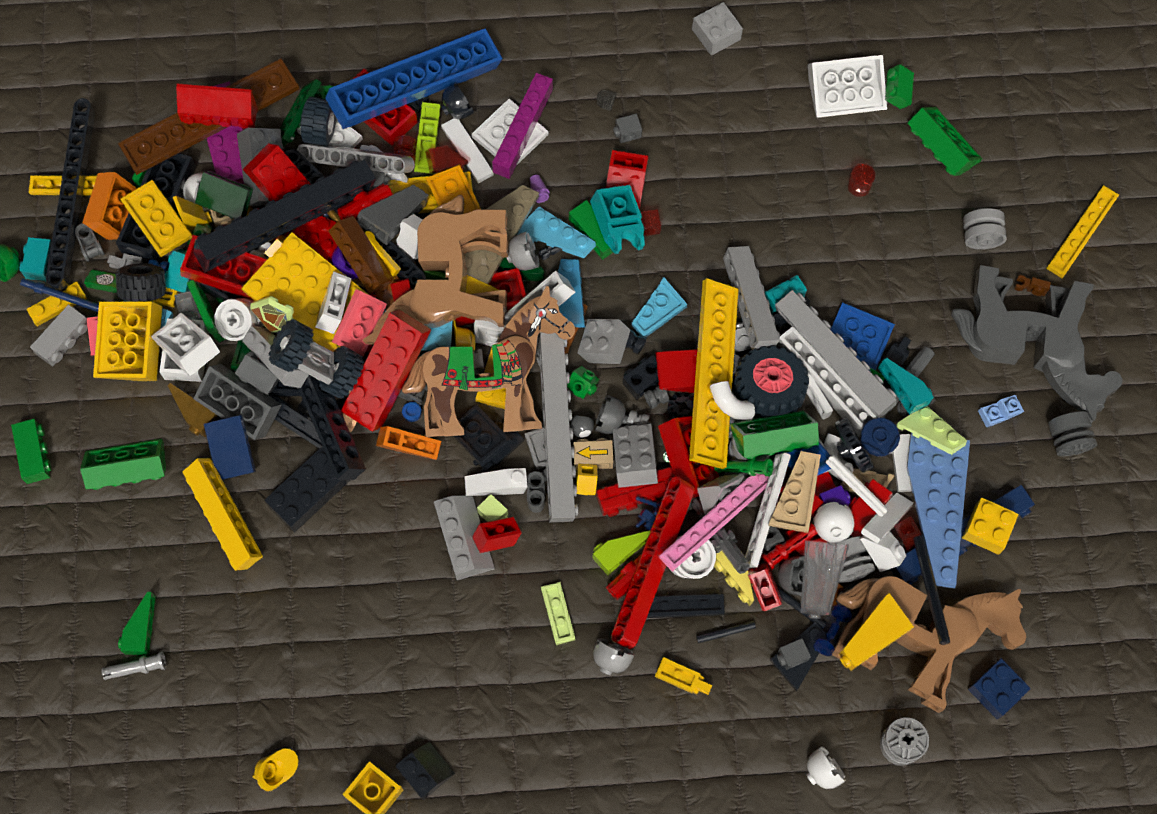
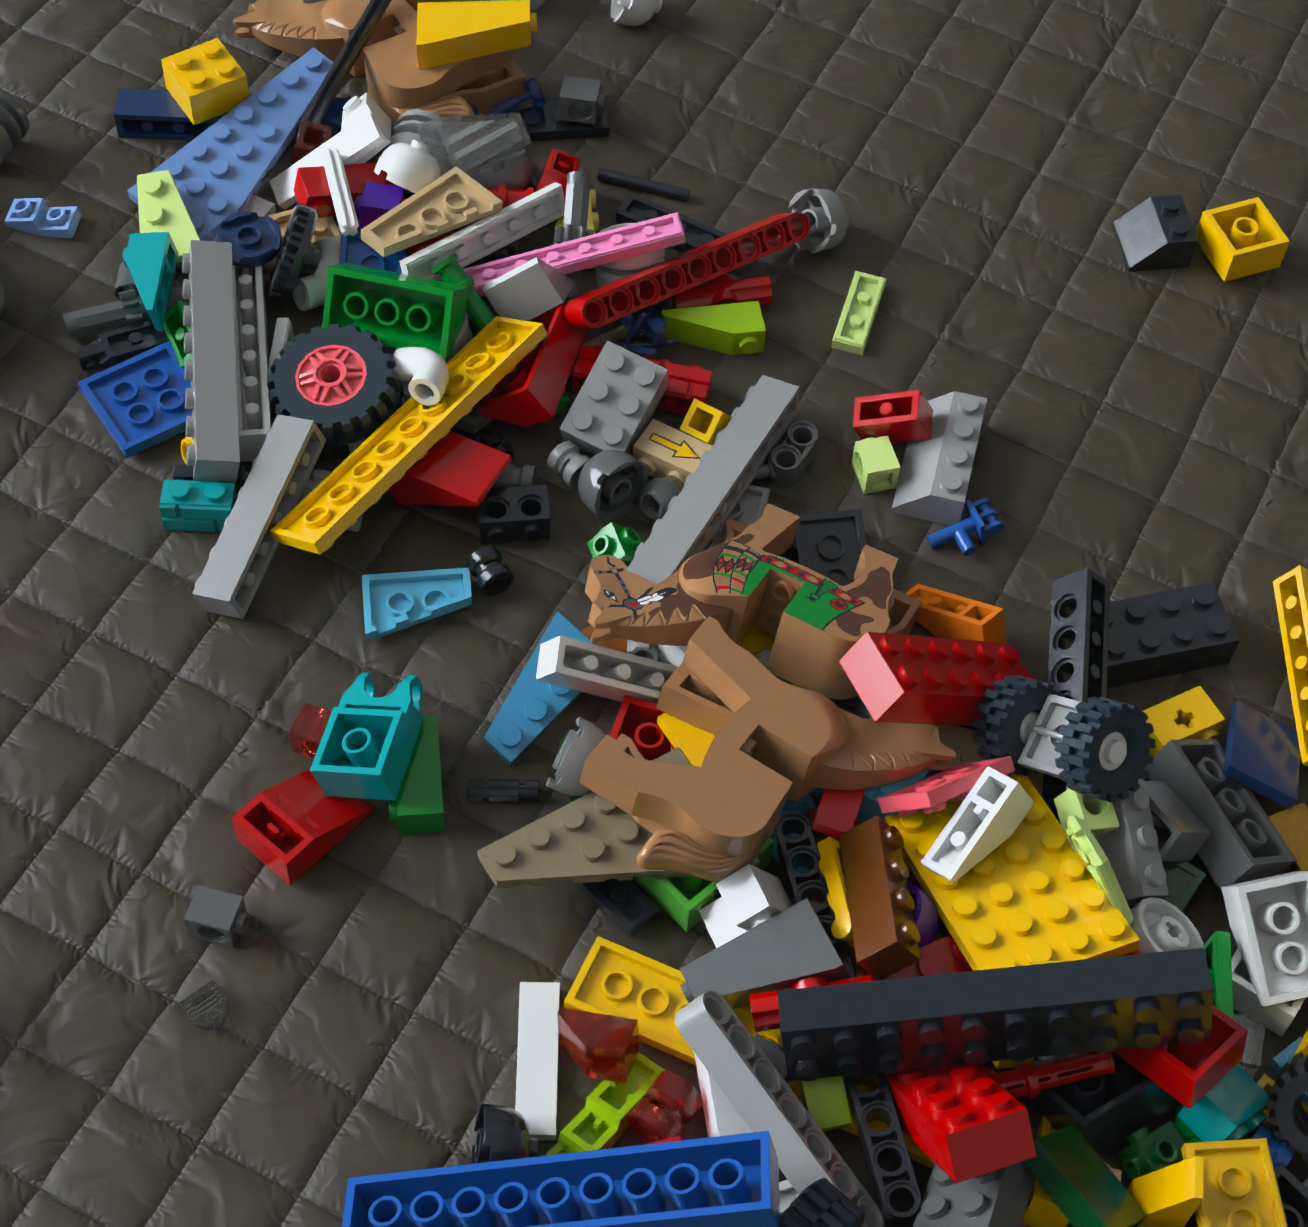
camera: 150 degrees left, 15 degrees down
(275, 457) = (1184, 717): none -> yellow brick
(425, 507) = (978, 519): none -> blue arm
(450, 184) = (628, 959): light orange plate -> none
(493, 130) = (437, 1038): white plate -> none
(496, 482) = (838, 486): white slope -> none
(522, 126) = (407, 1013): magenta brick -> none
(539, 186) = (460, 902): medium lavender cone -> none
(554, 232) = (484, 788): medium azure wing -> none
(604, 341) = (540, 580): light grey brick -> none
(682, 677) = (741, 164): yellow hinge -> none

